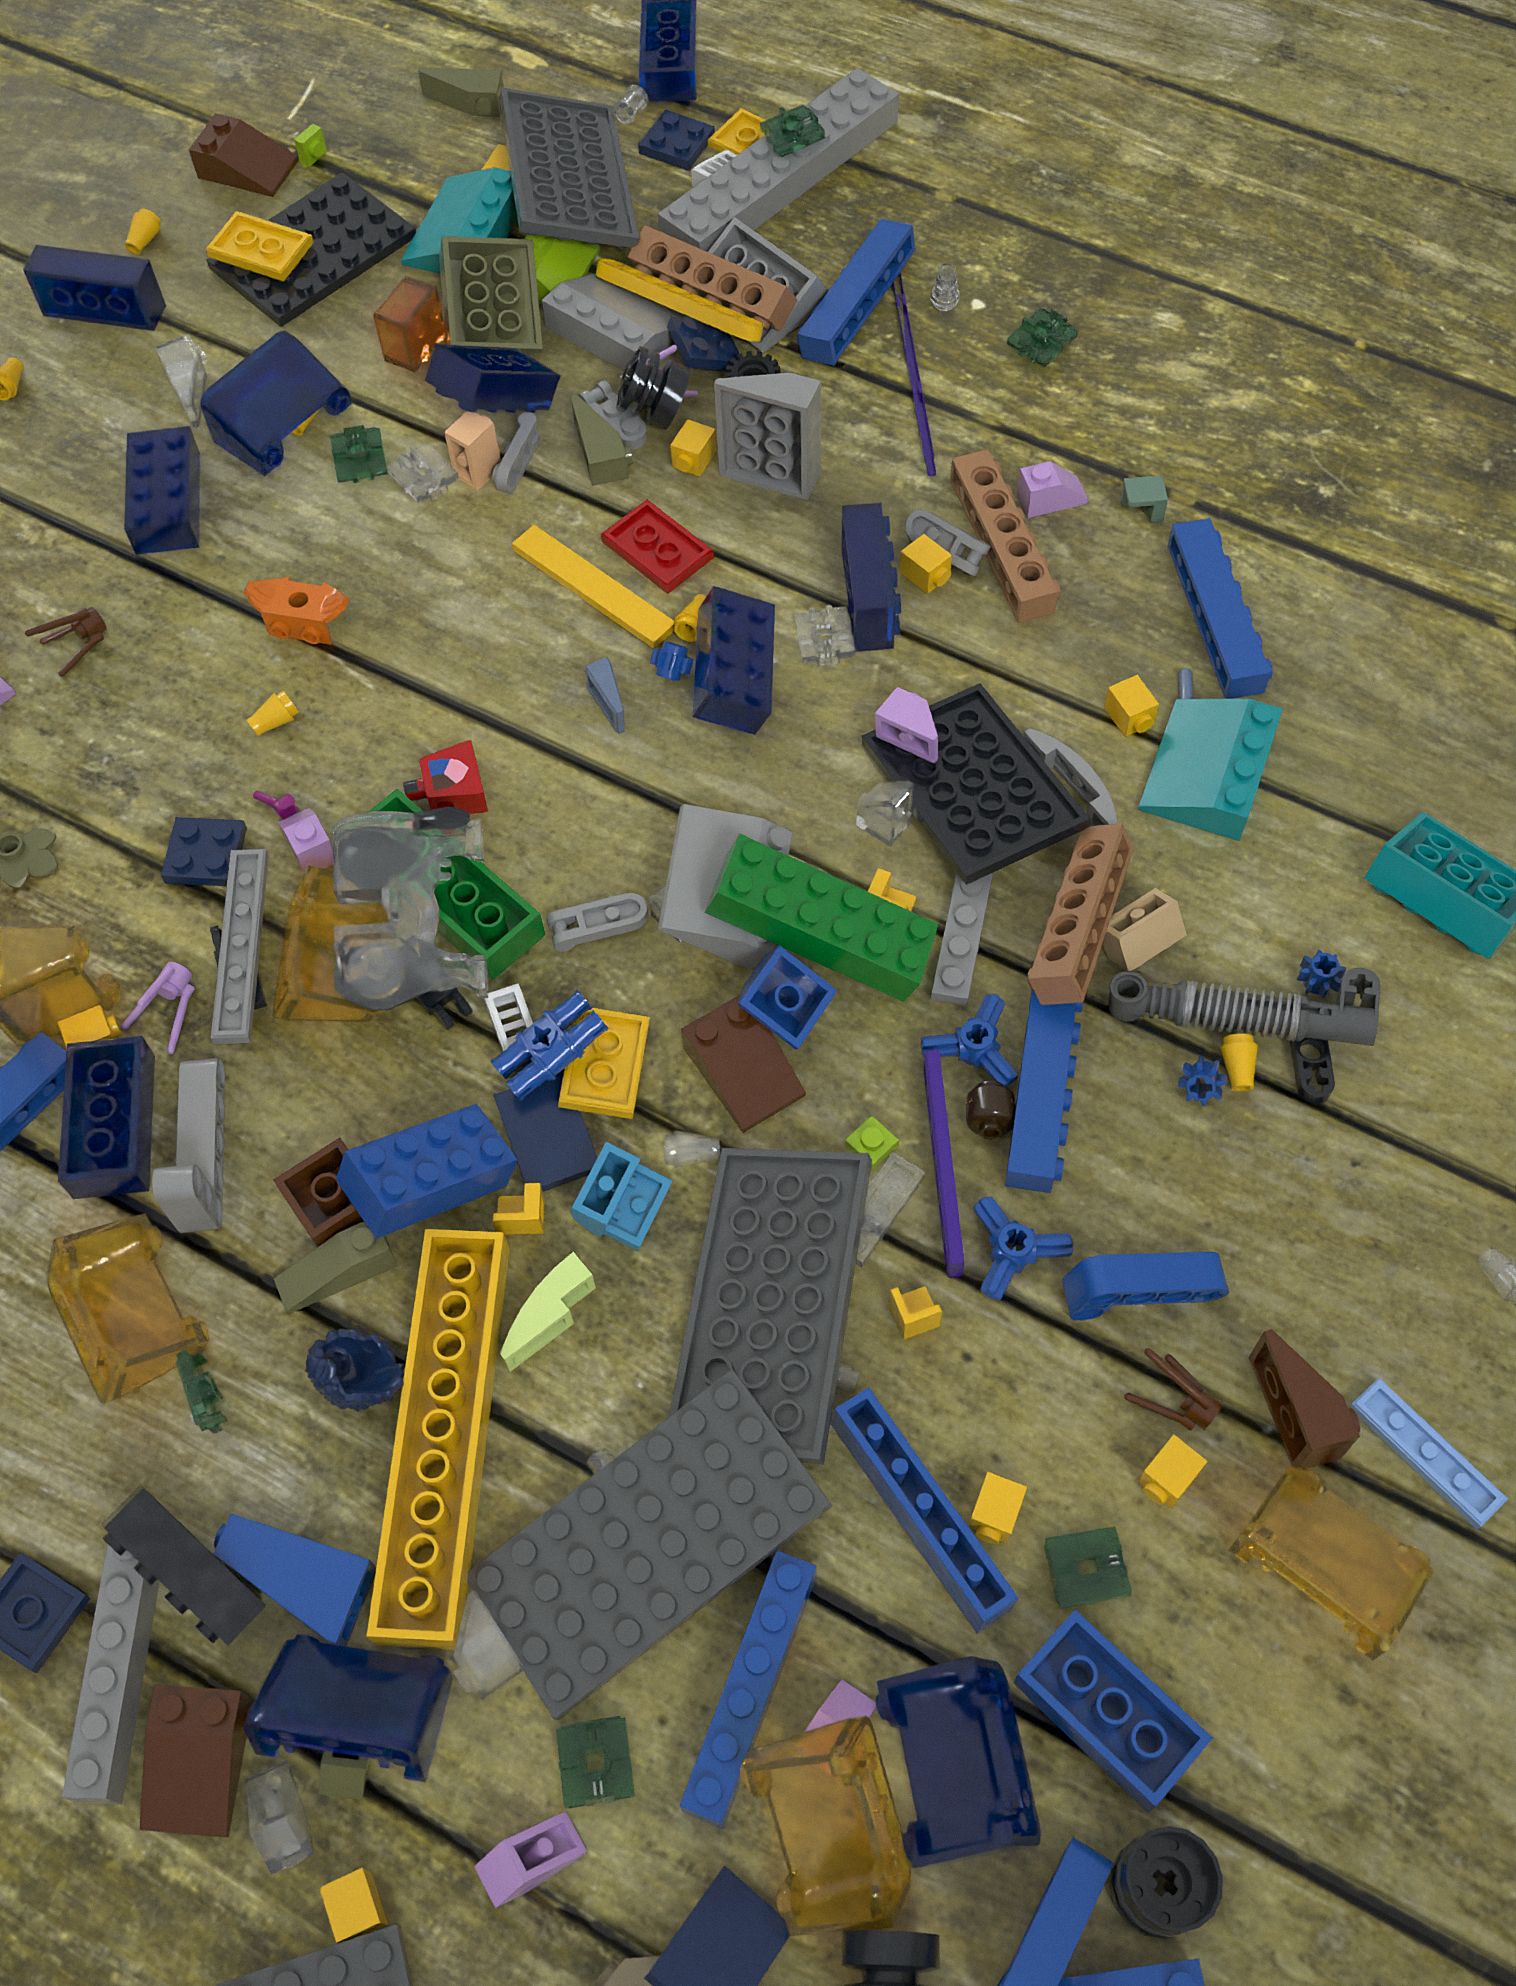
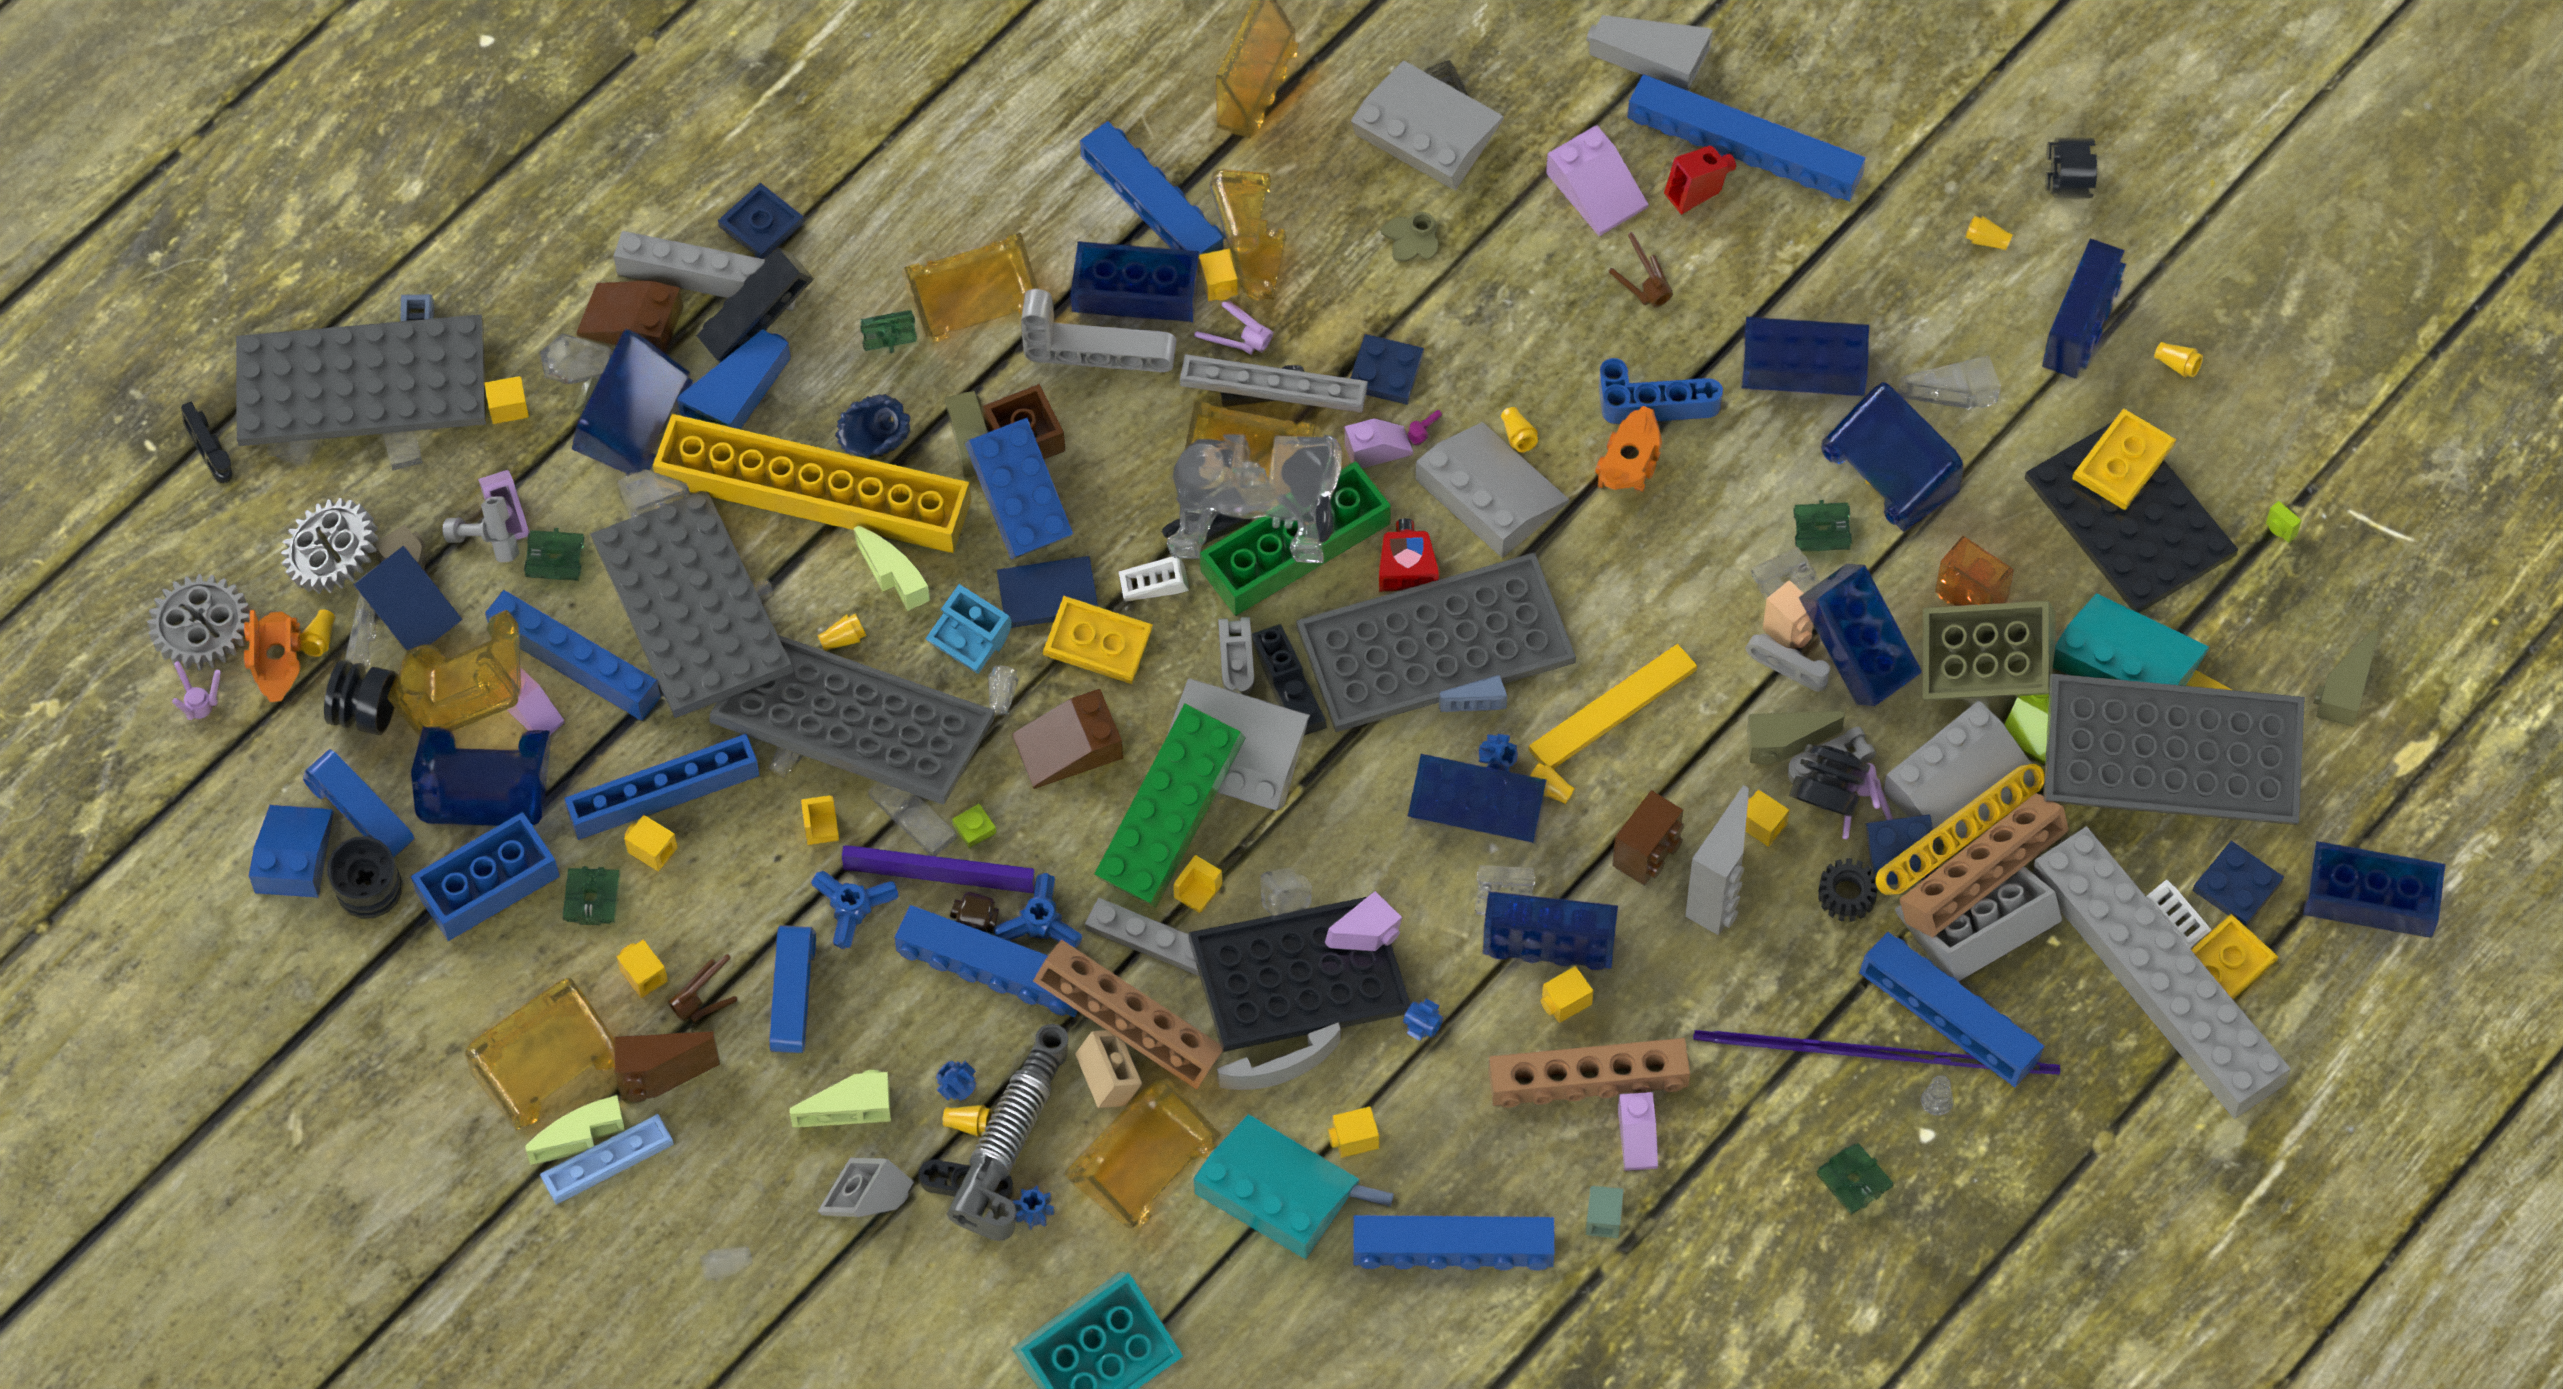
camera: 100 degrees right, 0 degrees up
(227, 630) = (1705, 392): none -> blue beam
(240, 156) = (2276, 456): reddish brown slope -> none
(350, 728) = (1489, 487): none -> light grey slope
(521, 1213) = (980, 563): yellow panel -> none
(548, 744) = (1432, 638): none -> dark grey plate
(549, 1045) = (1113, 593): blue pin -> none
(577, 1855) = (491, 529): none -> light grey bar
(620, 866) = (1286, 675): none -> black slope
(628, 102) = (2288, 839): clear bush -> none
(647, 1347) = (844, 632): none -> yellow cone
(657, 546) = (1657, 763): red tile -> none
(744, 517) = (1648, 838): none -> reddish brown brick
(785, 996) = (1107, 770): blue slope -> none
(792, 130) = (2185, 982): clear green piece -> none
(949, 538) = (1591, 1019): light grey plate -> none
(990, 670) = (1423, 1019): none -> blue gear
(1223, 894) = (1142, 1152): none -> clear yellow windscreen
(1264, 1188) = (850, 1101): none -> yellowish green slope
(1371, 1146) = (866, 1188): none -> light grey slope
(1413, 1492) = (576, 1131): none -> yellowish green slope

